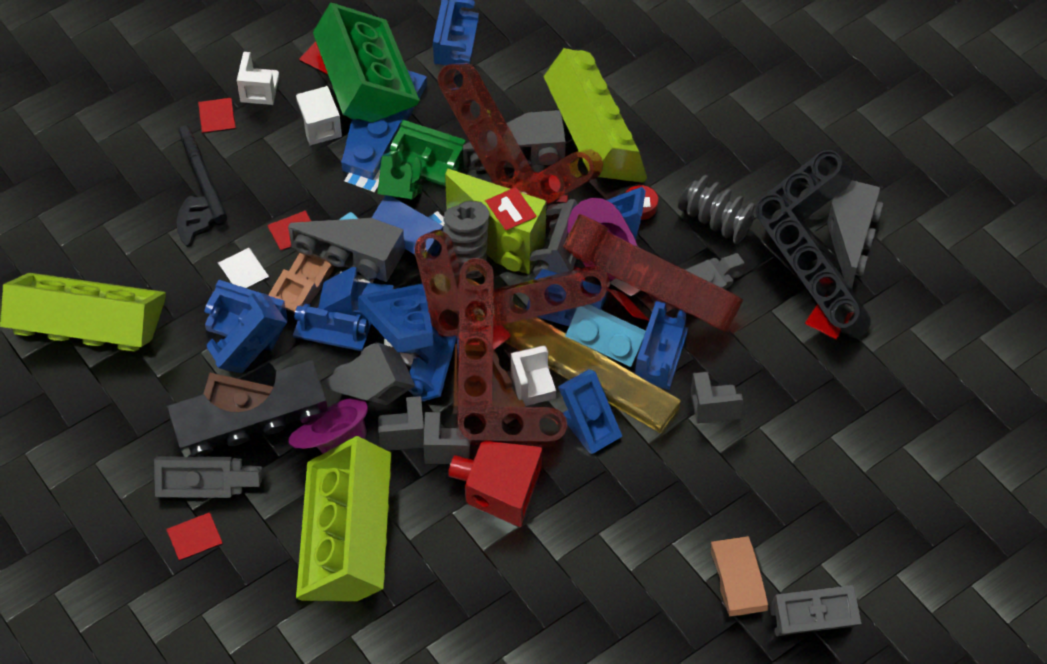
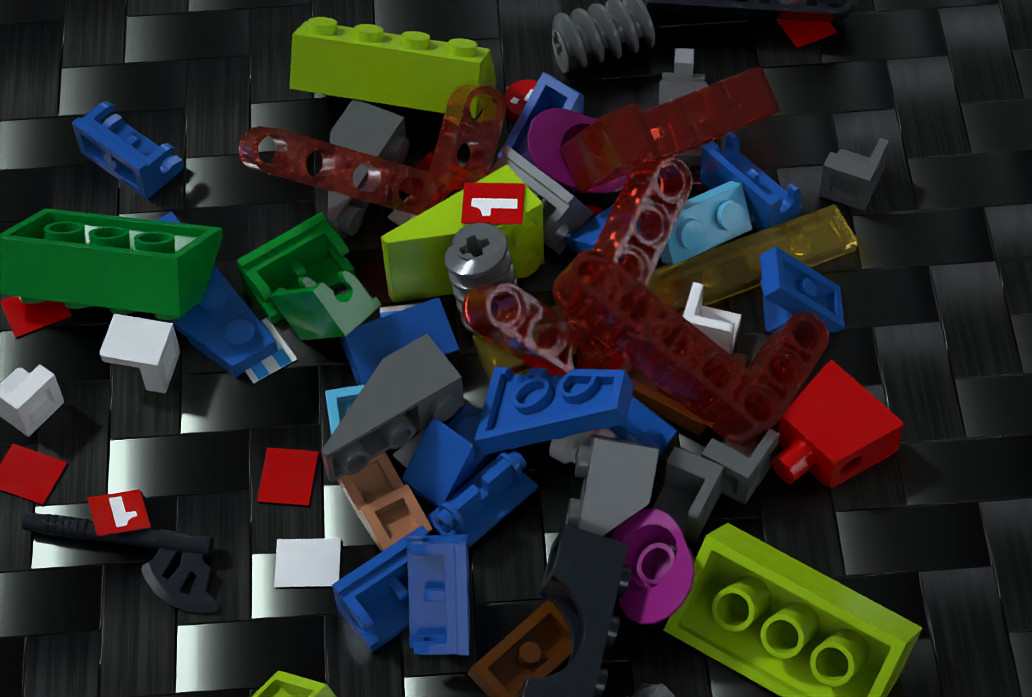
camera: 55 degrees left, 0 degrees up
(213, 165) = (118, 512): none -> red sticker

